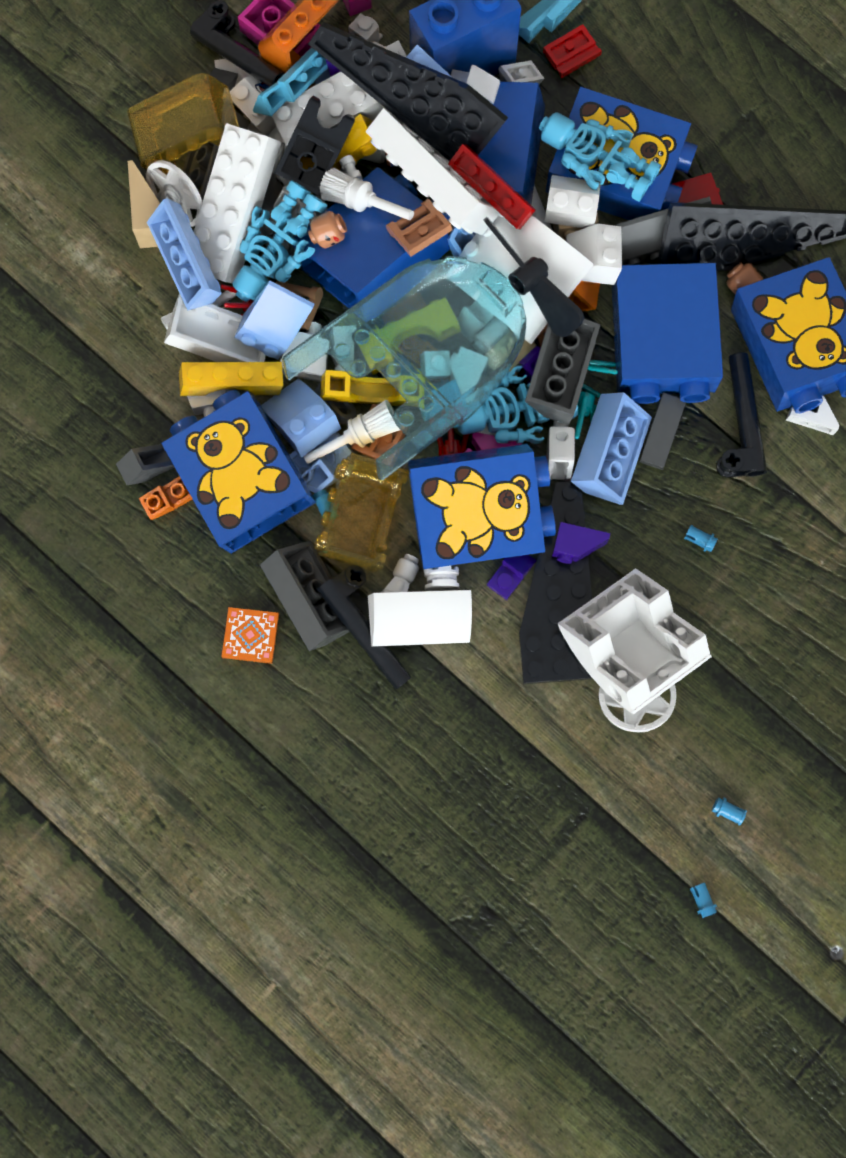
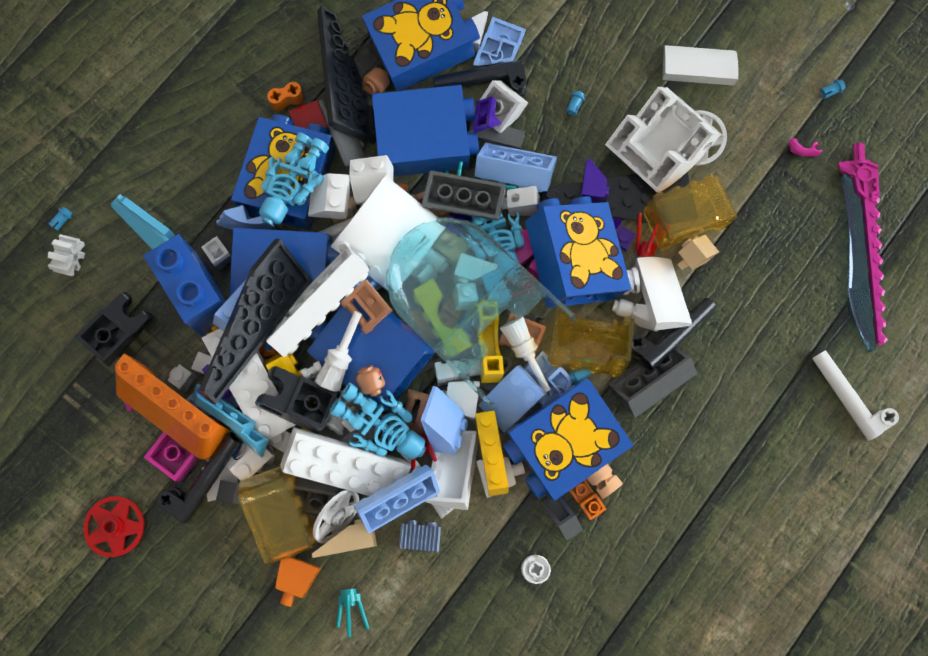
camera: 95 degrees left, 0 degrees up
(80, 208) = (346, 600): none -> teal plant
(88, 427) = (535, 569): none -> white wheel
(110, 151) = (295, 579): none -> orange torso
(142, 294) = (419, 536): none -> sand blue brick
(184, 518) = (606, 487): none -> light nougat wheel
(219, 871) = (869, 424): none -> white axle
(250, 635) = (687, 421): orange tile -> none
(472, 670) = (696, 252): none -> tan brick
(480, 81) = (235, 275): white slope -> none
(485, 607) = (645, 249): none -> red plant
(491, 186) = (329, 252): red plate -> none
(528, 664) = (689, 211): none -> clear yellow windscreen
(532, 276) = (406, 216): black piece -> none
(551, 924) = (860, 185): none -> piece
(560, 99) = (239, 218): none -> light blue slope
(572, 51) = (192, 216): red plate -> none
(615, 835) = (798, 149): none -> dark pink piece
(681, 408) = (485, 114): none -> dark purple slope
(700, 436) = (508, 104): none -> white slope
(729, 811) = (768, 75): dark azure pin -> none
(730, 169) = (285, 96): none -> orange axle
(751, 717) = (700, 65): none -> white slope
(794, 447) = (499, 43): none -> light blue slope

